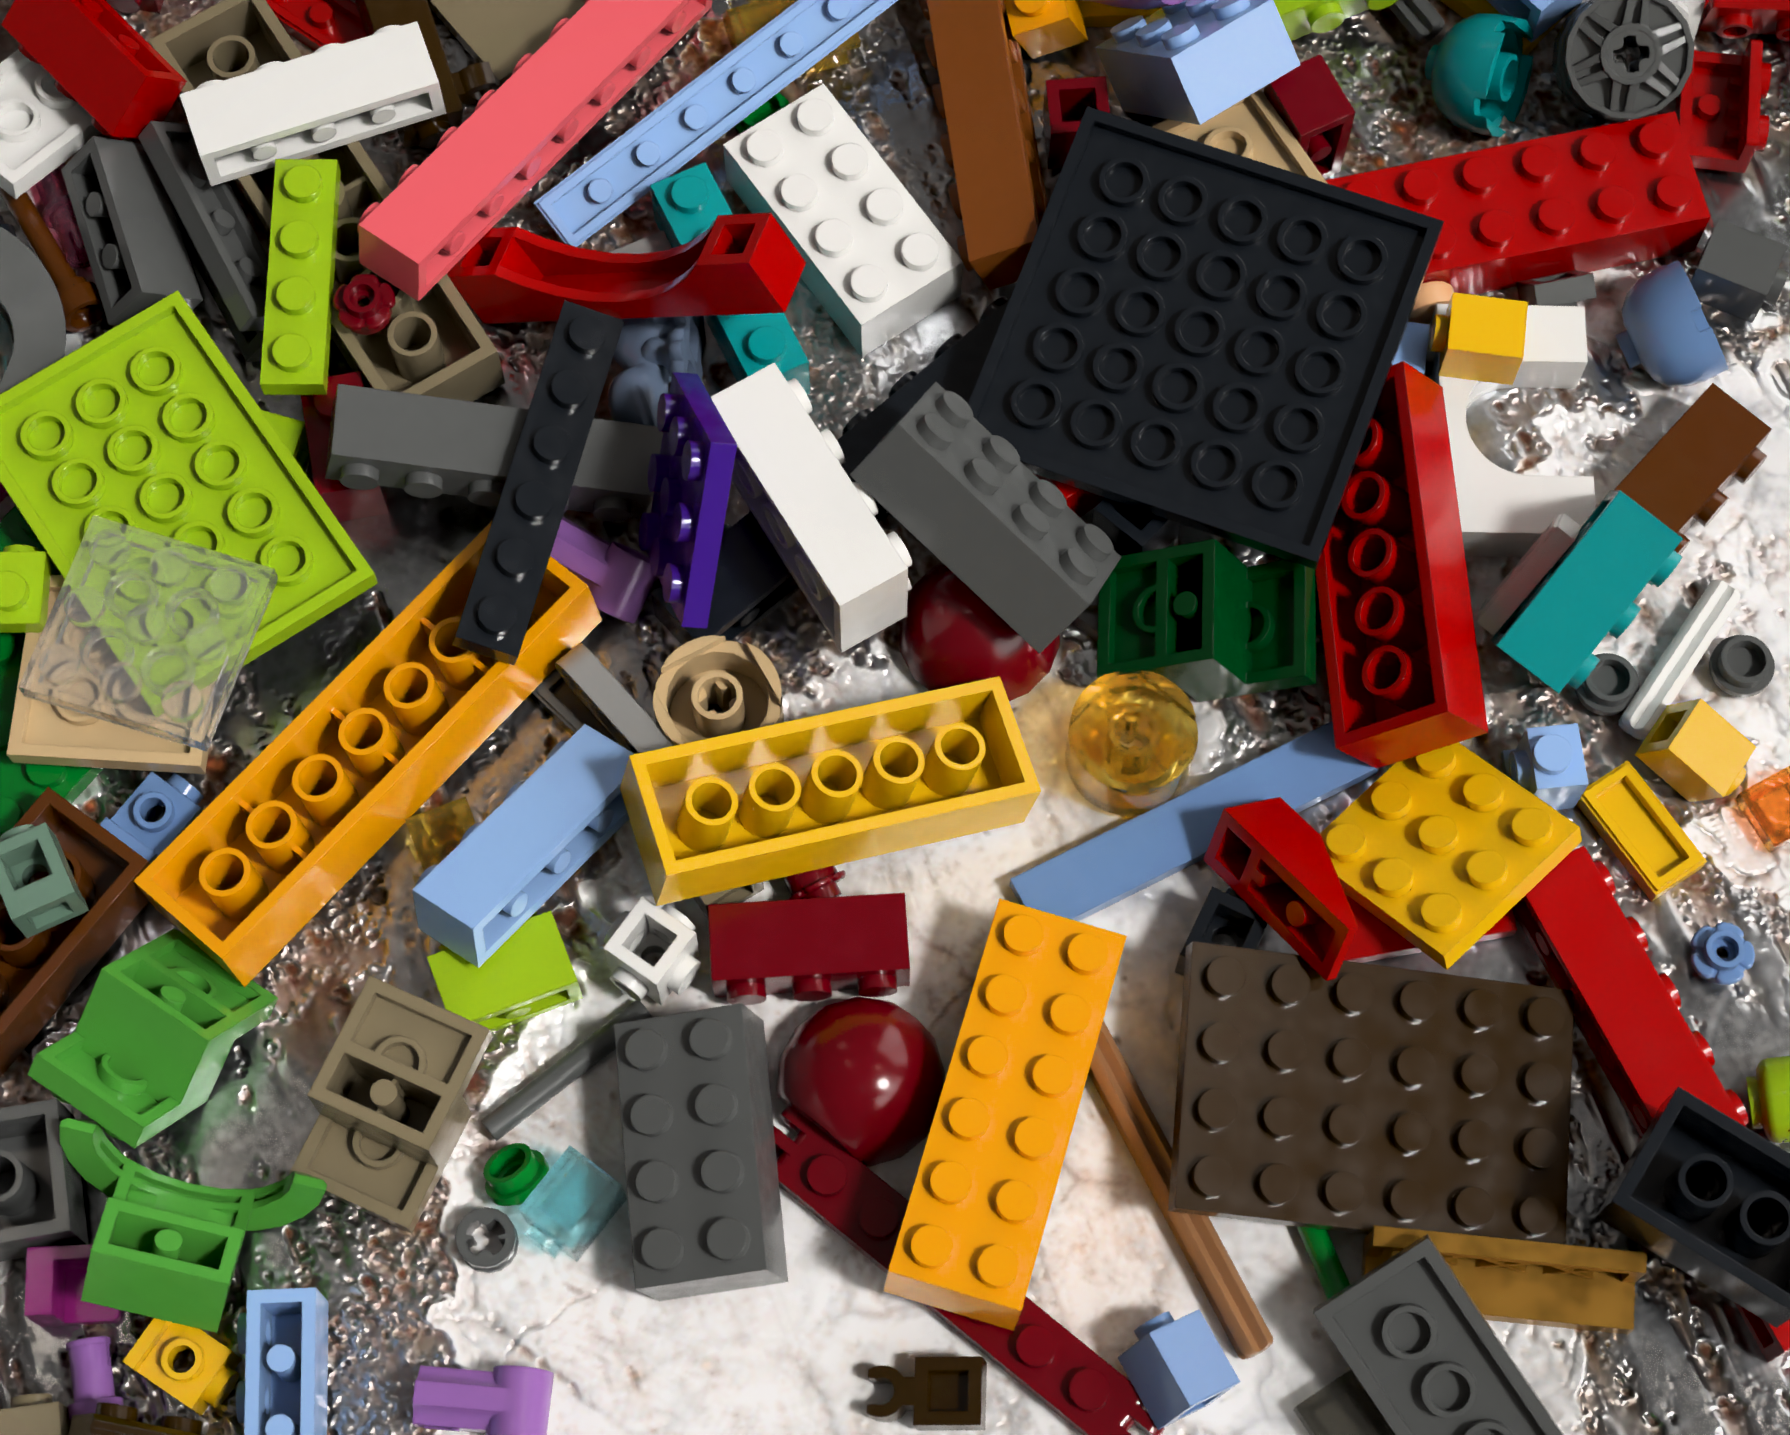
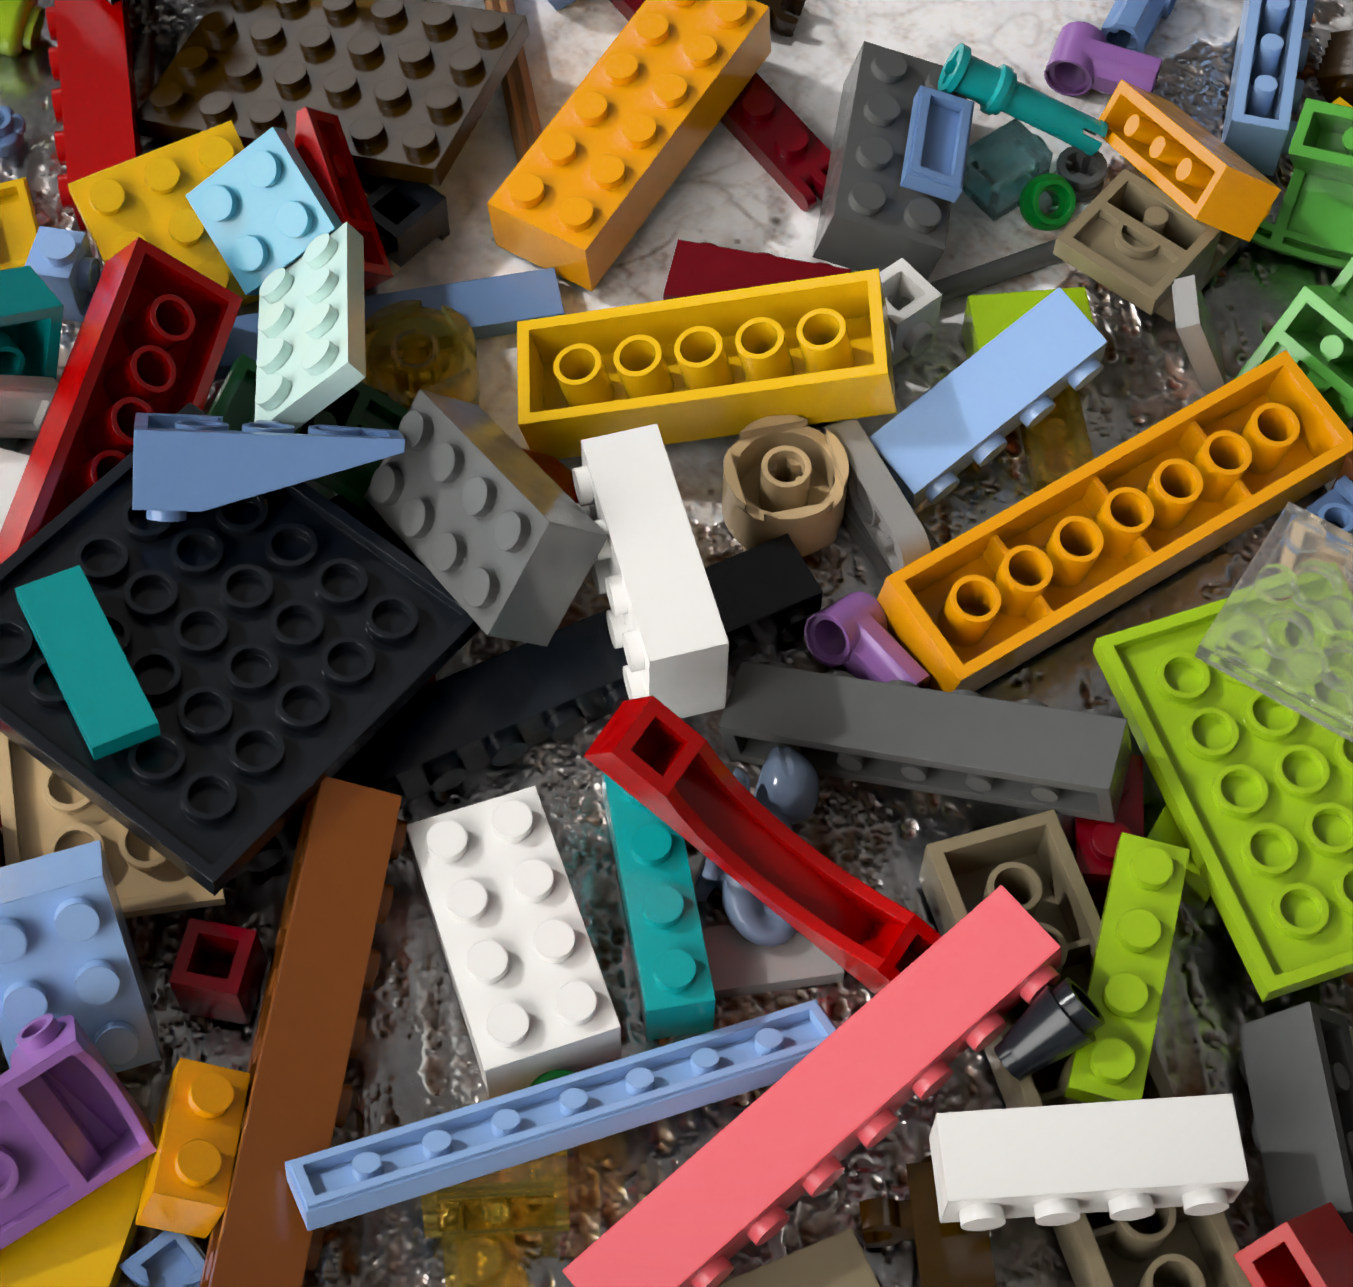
camera: 165 degrees left, 10 degrees down
(214, 232) = (1206, 1060): dark grey fence -> none
(318, 998) = (1198, 333): none -> light grey tile
(352, 187) = (1049, 1029): none -> black cone
(363, 1202) = (1187, 161): none -> light orange brick
(369, 318) = (1080, 904): dark red plate -> none
(538, 484) = (909, 681): black plate -> none
(590, 1240) = (999, 91): none -> teal pin
(647, 1136) = (937, 144): none -> medium blue tile
(689, 498) = (771, 578): dark purple plate -> none
(864, 1077) = (742, 200): dark red cylinder -> none
(1234, 480) = (199, 464): none -> medium blue wedge
(1237, 688) = (311, 330): none -> light aqua plate
(1278, 250) = (87, 662): none -> teal tile
(1352, 838) = (263, 209): none -> medium azure plate

